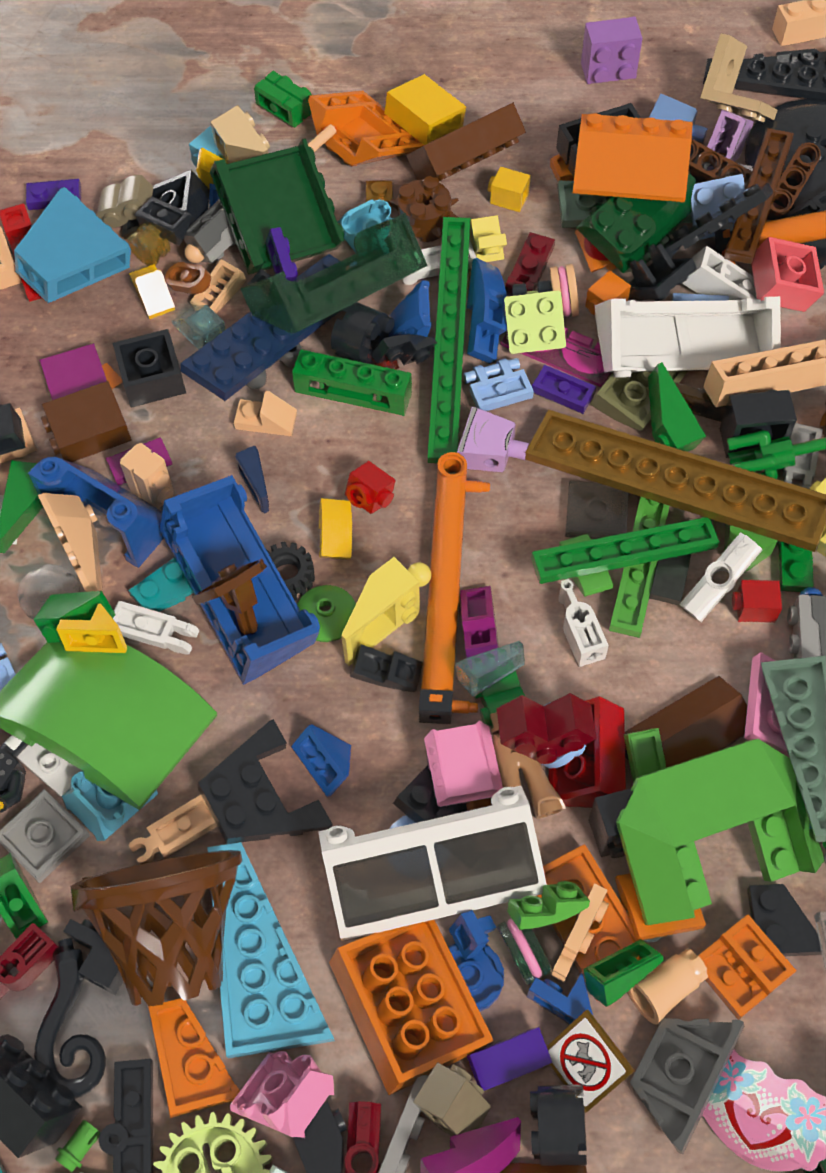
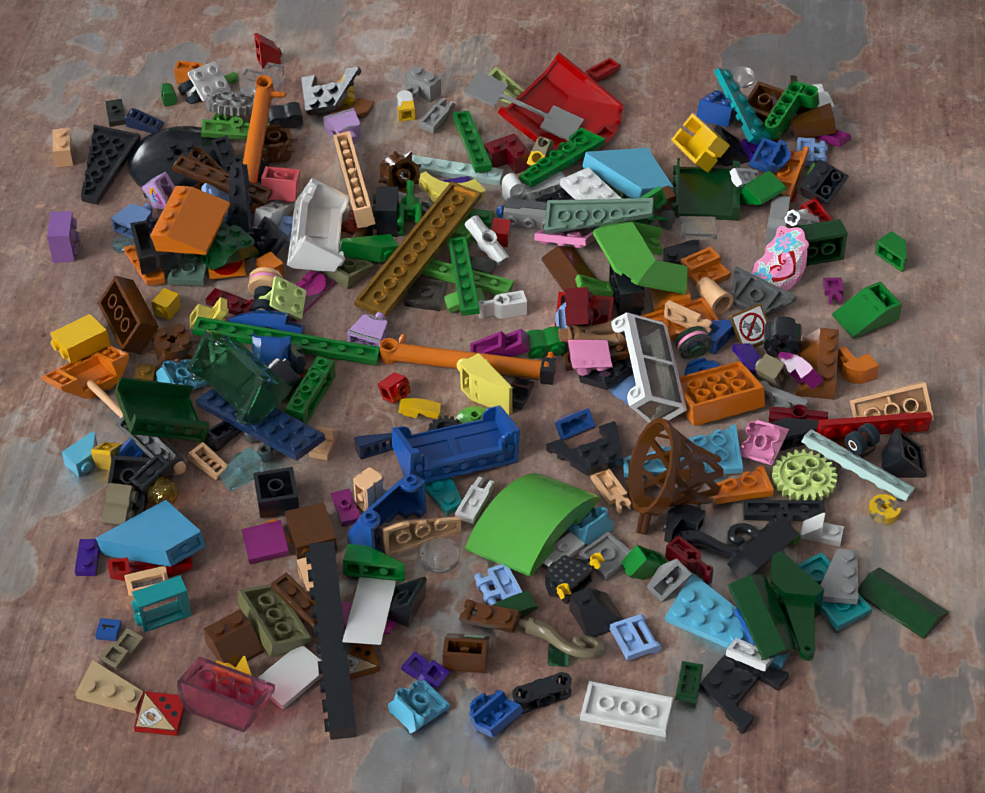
camera: 85 degrees left, 15 degrees down
(68, 607) = (467, 529): green slope -> none
(92, 635) = (486, 506): yellow slope -> none
(152, 291) = (202, 498): slope -> none
(188, 278) = (198, 471): dark orange plate -> none
(236, 136) = (98, 421): tan slope -> none
(237, 593) = (467, 435): reddish brown piece -> none
(279, 250) = (209, 413): dark purple plate -> none
(283, 98) = (39, 416): green brick -> none
(471, 933) = (685, 361): blue tile -> none
(489, 667) = (536, 336): clear light blue slope -> none
(500, 390) = (330, 324): light blue plate -> none
(556, 904) = (675, 322): bright green slope -> none
(564, 389) = (336, 296): dark purple plate -> none
(610, 977) = (709, 305): green slope -> none
(722, 79) = (115, 186): tan bracket -> none

